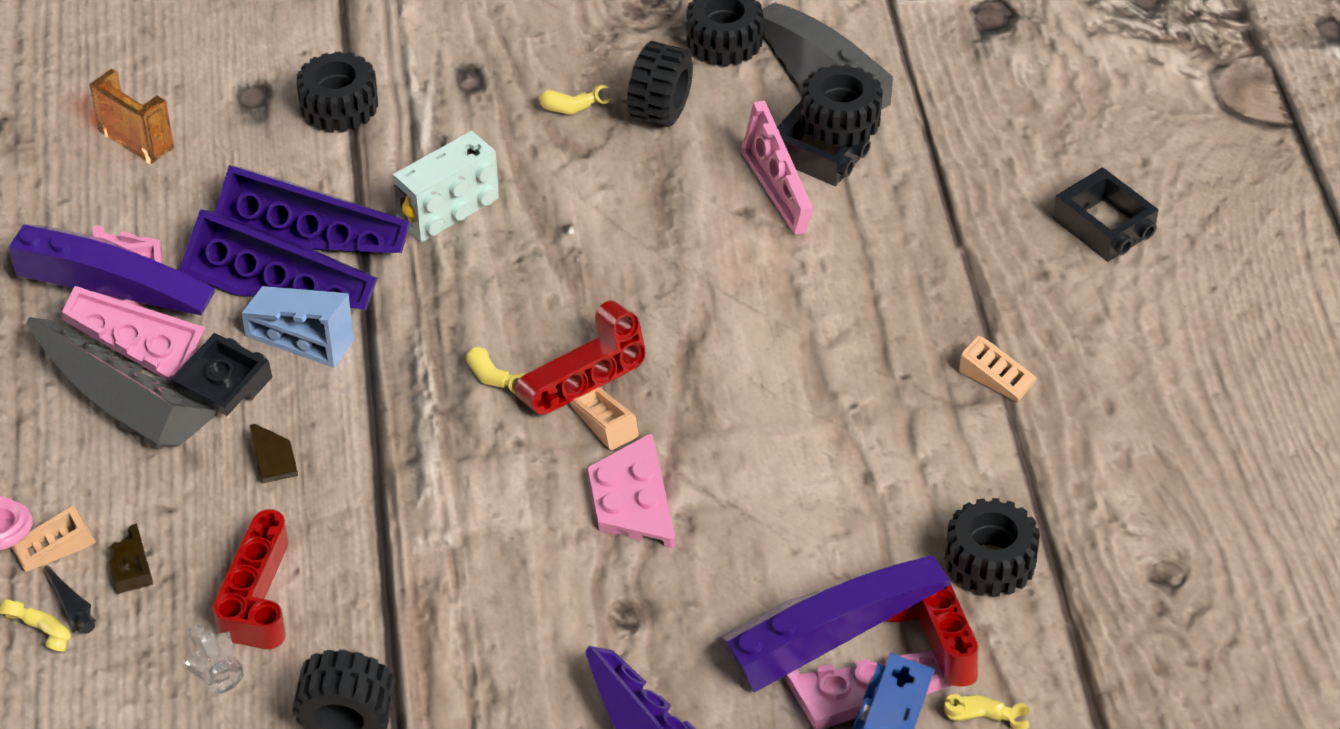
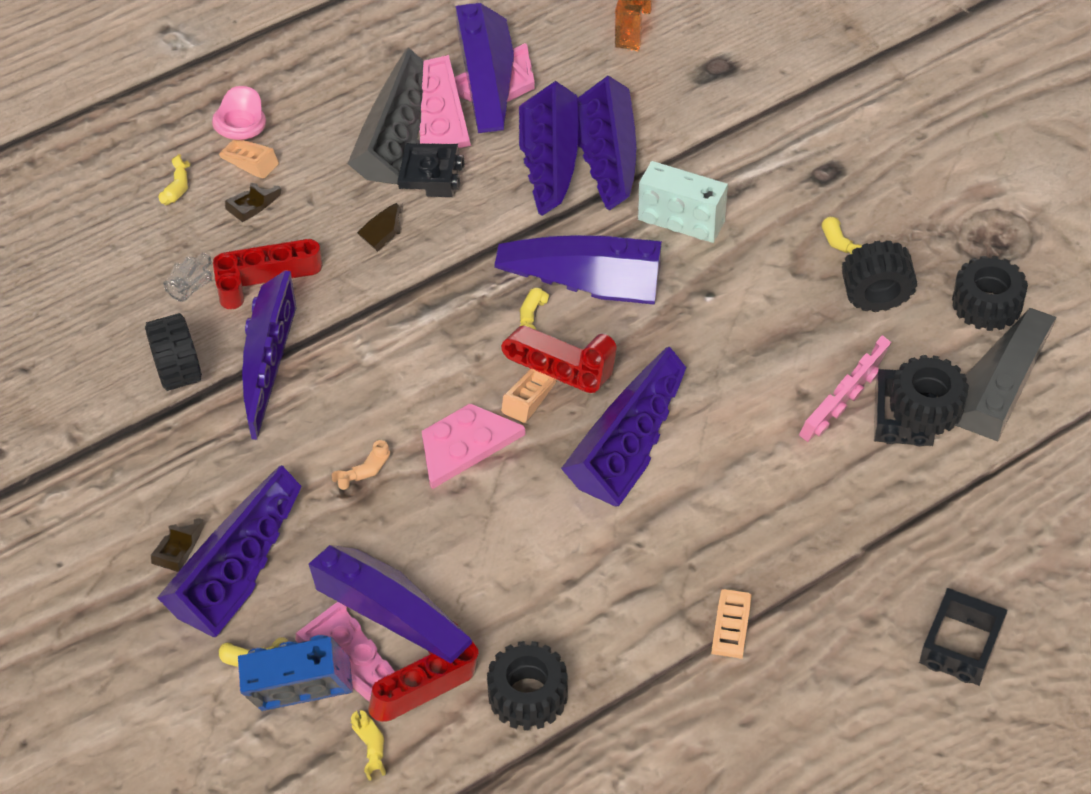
camera: 65 degrees right, 5 degrees up
(74, 606) = (198, 192): black piece -> none
(301, 322) = (504, 187): light blue wedge -> none
(337, 91) = (743, 103): black tyre -> none
(360, 603) = (265, 344): none -> dark purple wedge
(474, 289) = (595, 264): none -> dark purple wedge
(615, 585) = (368, 469): none -> light nougat arm
(729, 375) = (620, 441): none -> dark purple wedge

